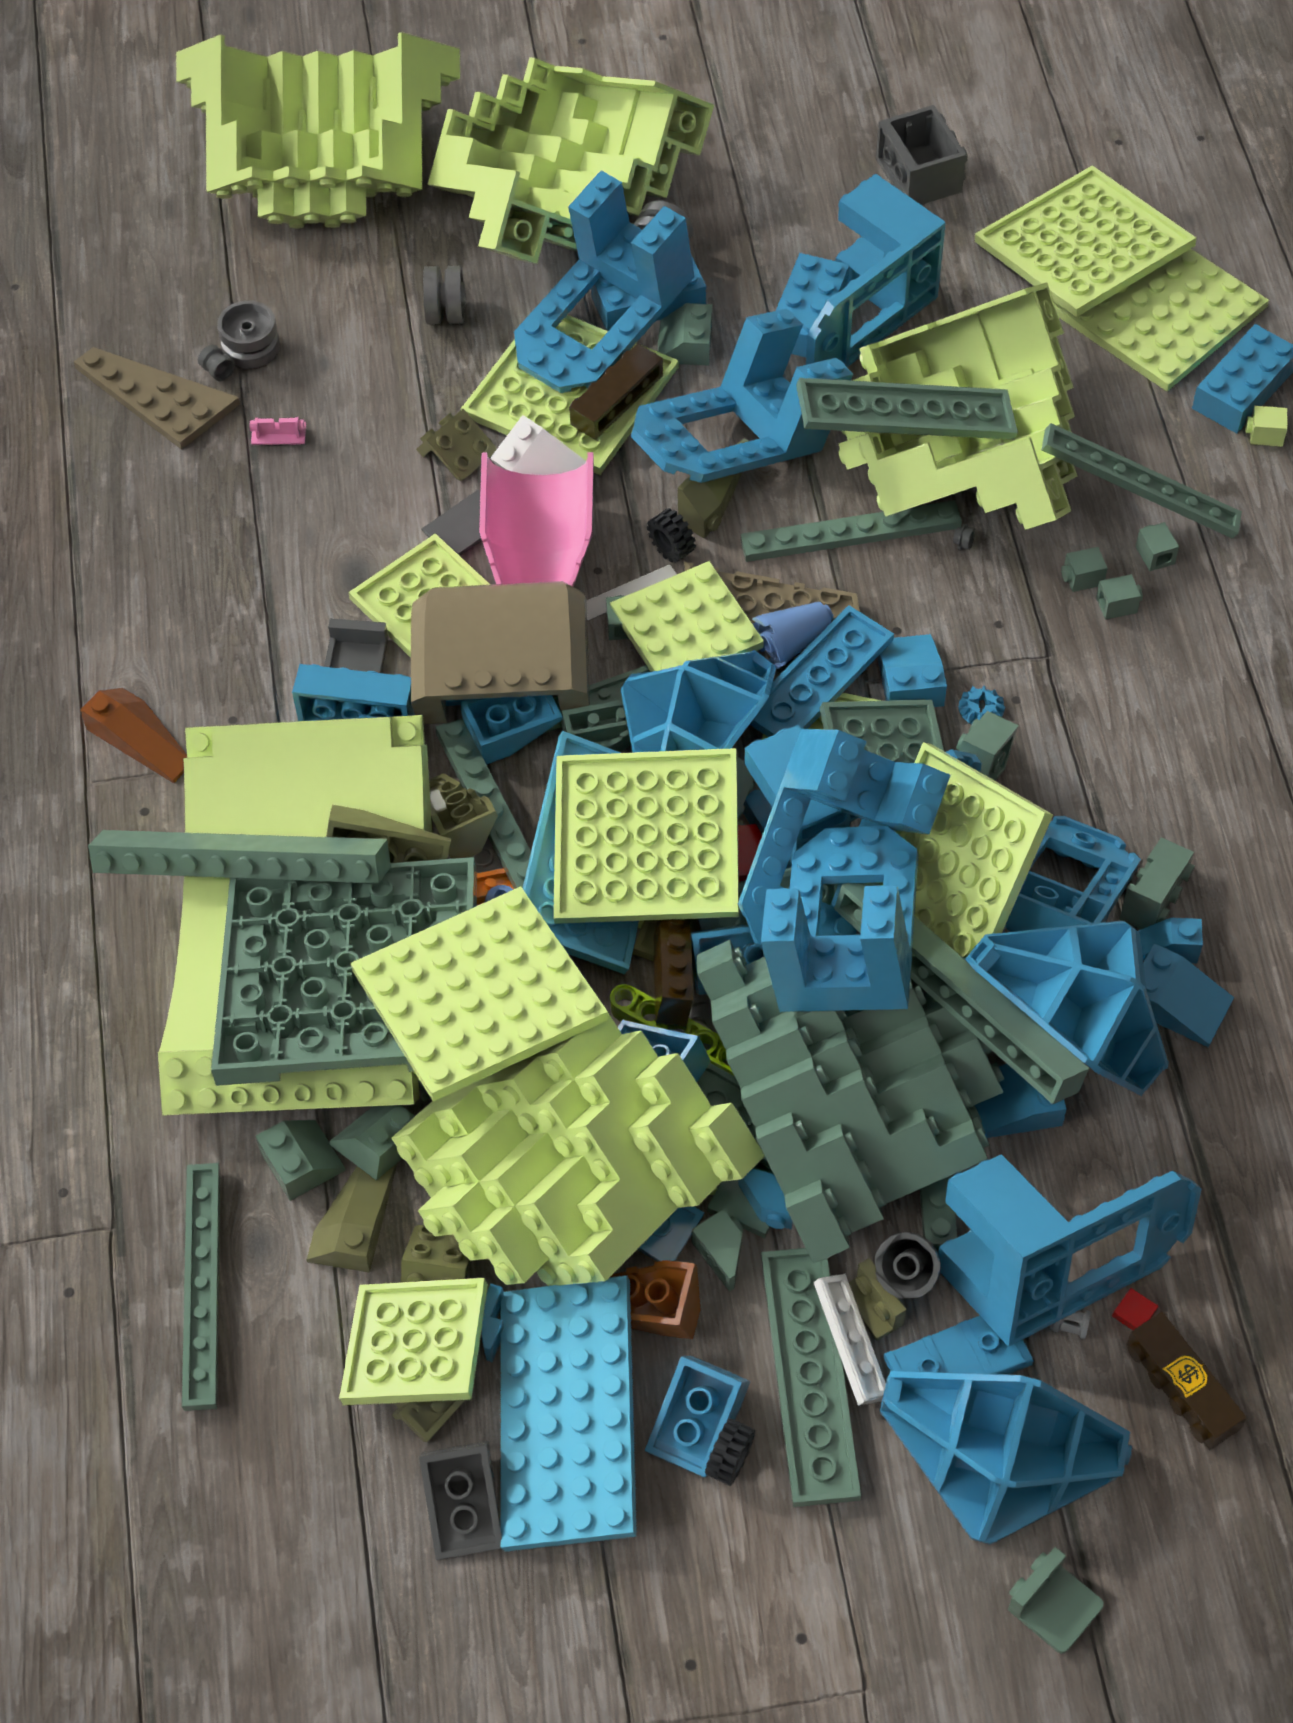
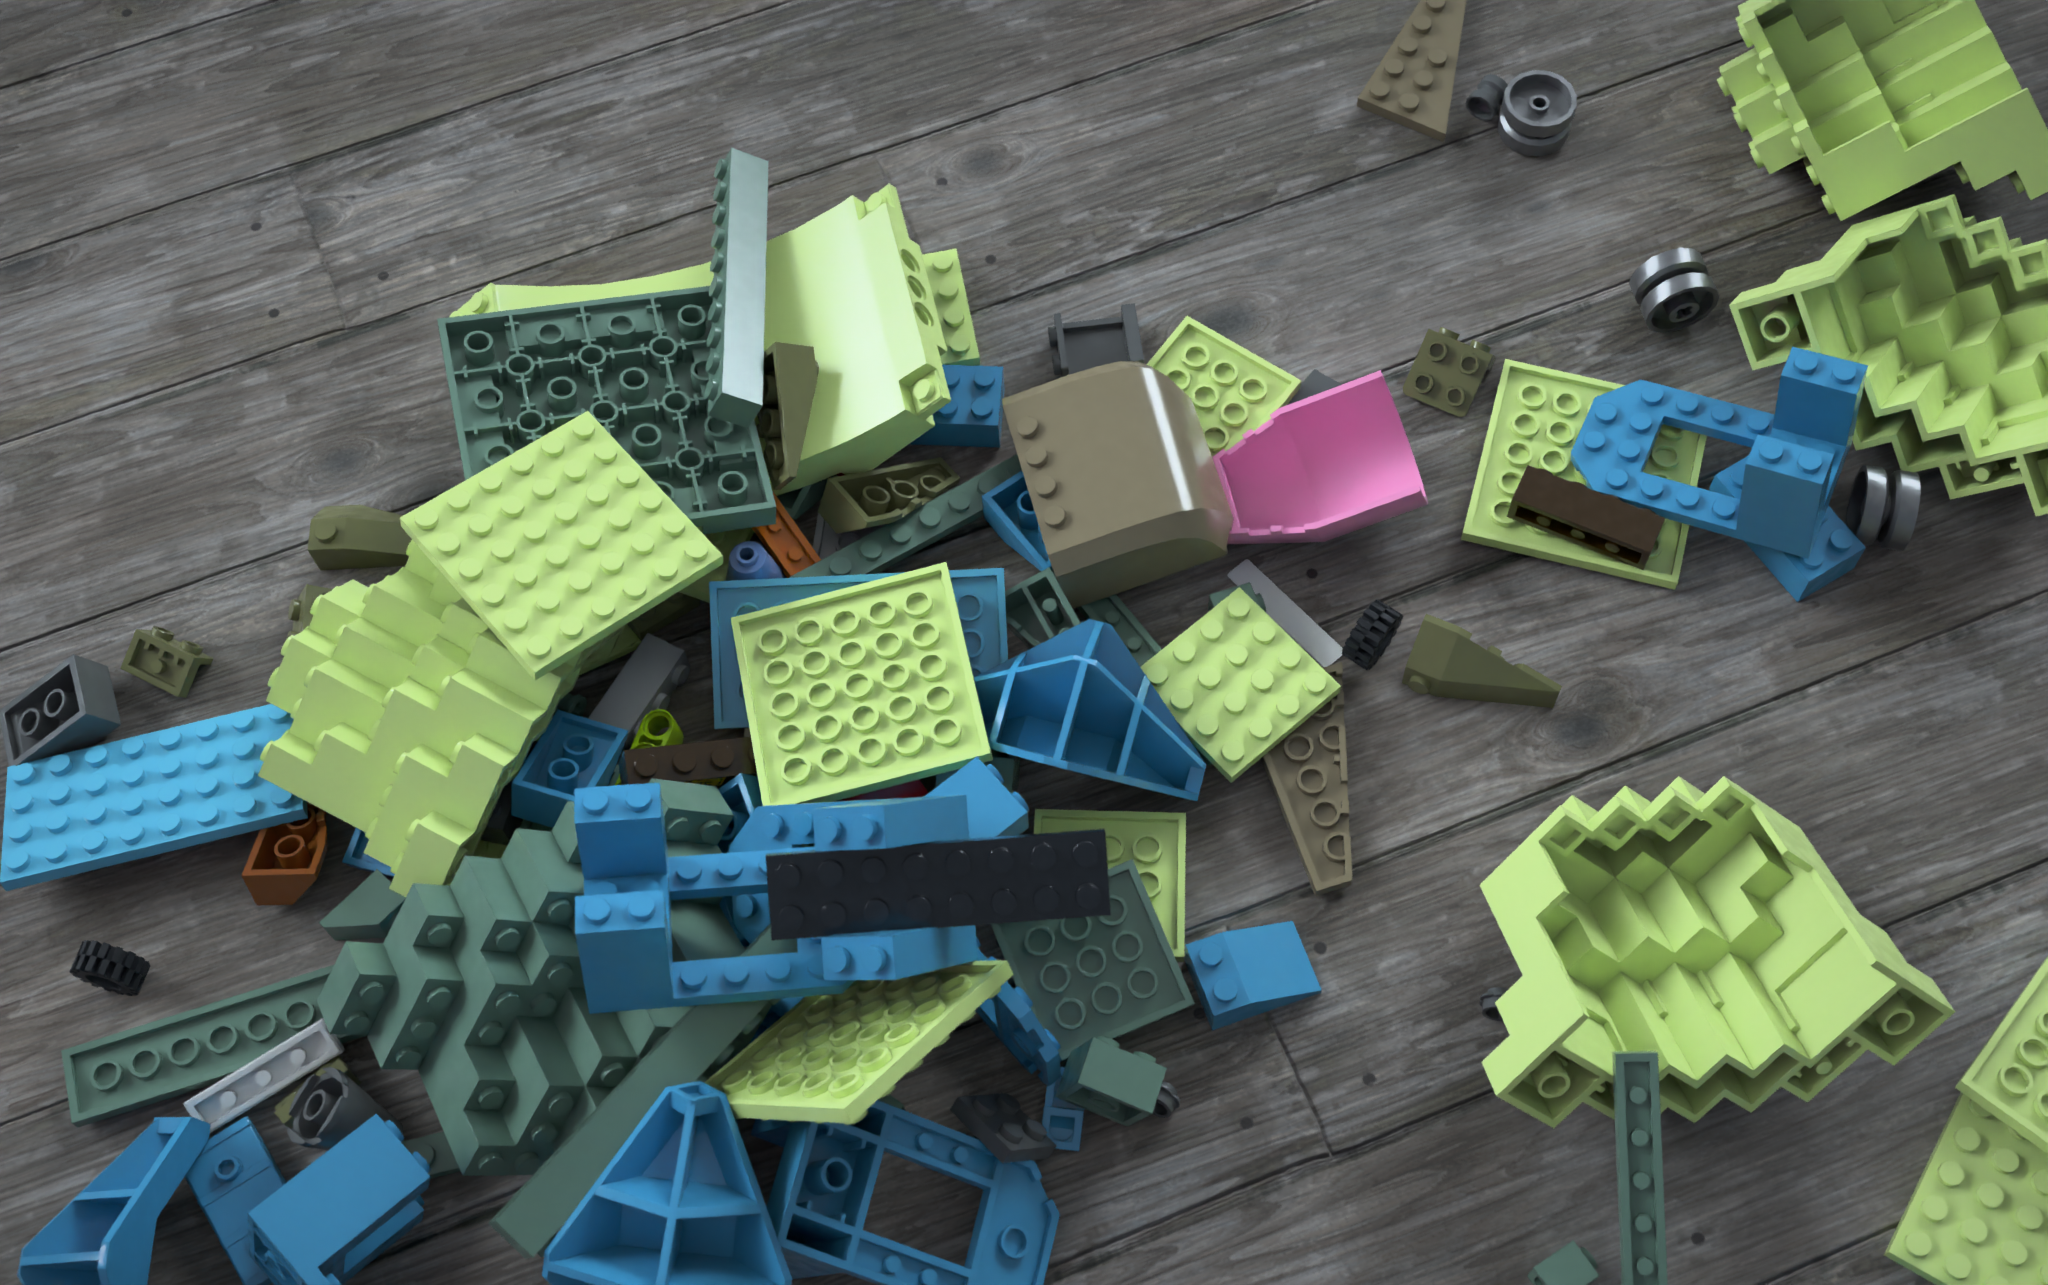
camera: 80 degrees right, 5 degrees up
(135, 730) = (949, 166): dark orange wedge -> none
(201, 1288) = (282, 419): sand green plate -> none
(274, 433) = (1407, 186): bright pink hinge -> none
(299, 1156) = (428, 458): sand green slope -> none
(347, 693) = (1024, 336): dark azure brick -> none
(414, 1342) = (214, 622): yellowish green plate -> none
(491, 1326) = (243, 695): dark azure slope -> none
(535, 451) = (1451, 457): white slope -> none
(687, 334) = (1728, 588): sand green slope -> none
(695, 1413) = (171, 926): dark azure slope -> none
(751, 390) = (1625, 719): dark azure bracket -> none
(791, 630) = (1256, 806): medium blue cone -> none
(809, 289) = (1839, 722): dark azure brick -> none
(822, 672) = (1198, 855): dark azure plate -> none
(850, 531) = (1448, 828): sand green plate -> none
(879, 716) = (938, 884): none -> black plate
(890, 265) = (1938, 812): dark azure bracket -> none
(906, 408) = (1628, 858): sand green plate -> none
(969, 703) = (1205, 1088): dark azure gear -> none
(1084, 569) = (1488, 1176): sand green brick -> none
(1119, 596) = (1454, 1233): sand green brick -> none

